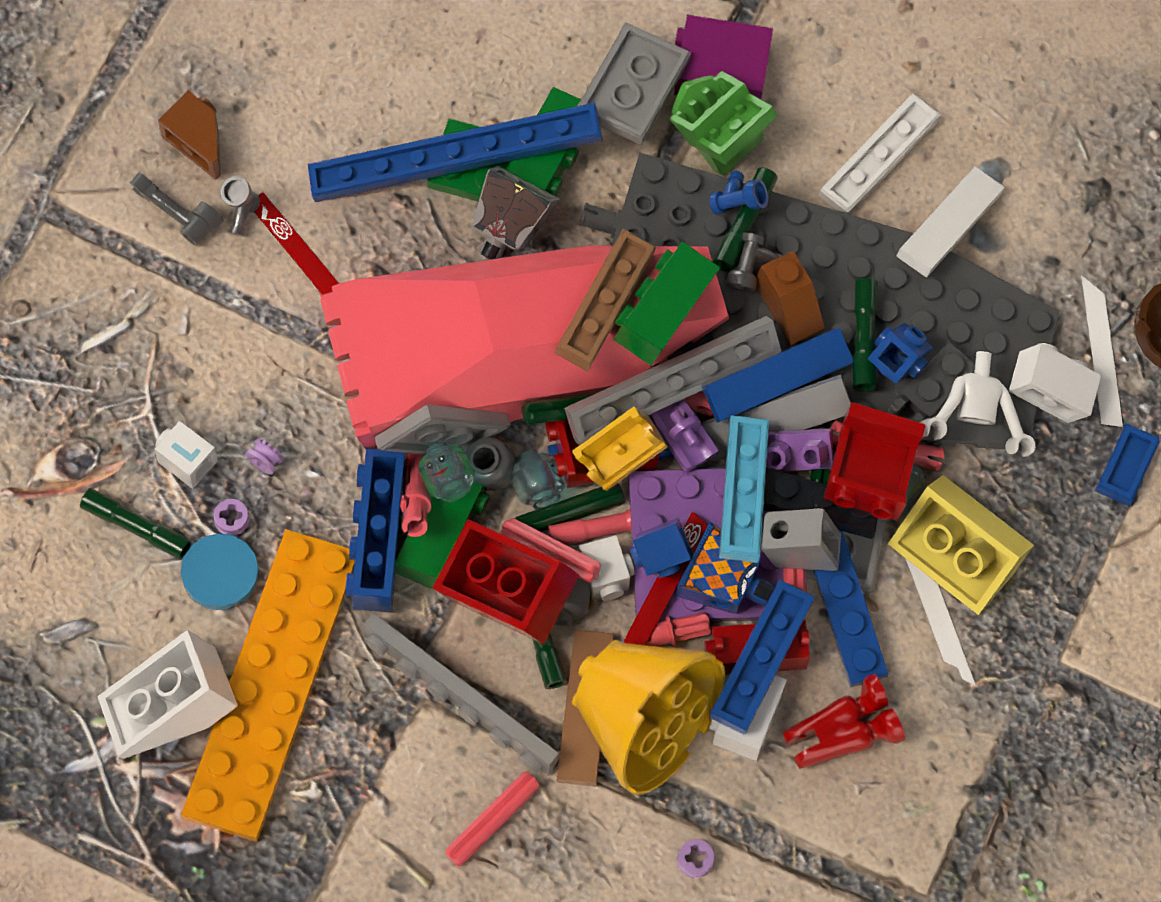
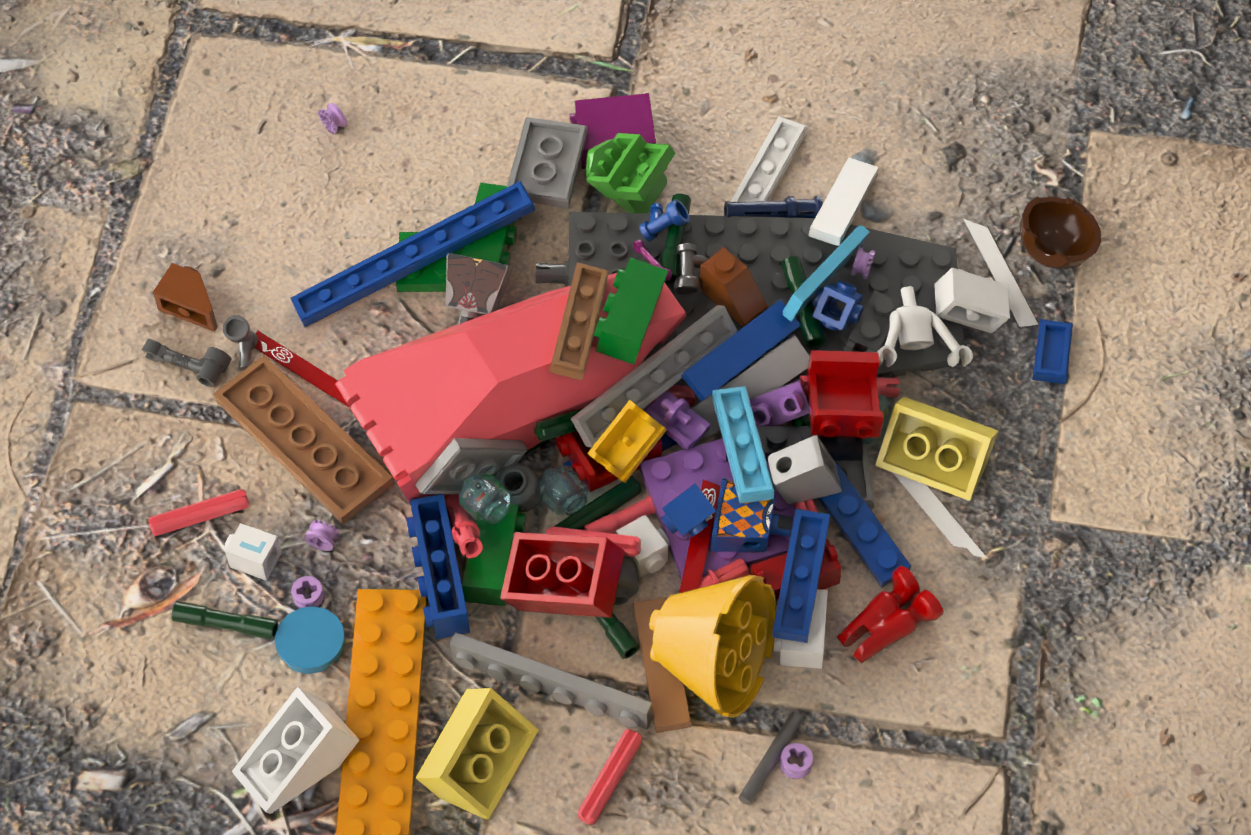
camera: 10 degrees left, 10 degrees down
(141, 390) = (198, 512): none -> coral axle
(274, 336) = (303, 439): none -> medium nougat plate
(360, 752) = (477, 752): none -> light yellow slope
(670, 847) = (771, 757): none -> flat silver bar
(704, 222) = (640, 248): none -> magenta hinge
(886, 212) = (788, 208): none -> dark blue pin
(898, 309) = (825, 272): none -> medium azure tile
(945, 306) = (862, 263): none -> lavender bush

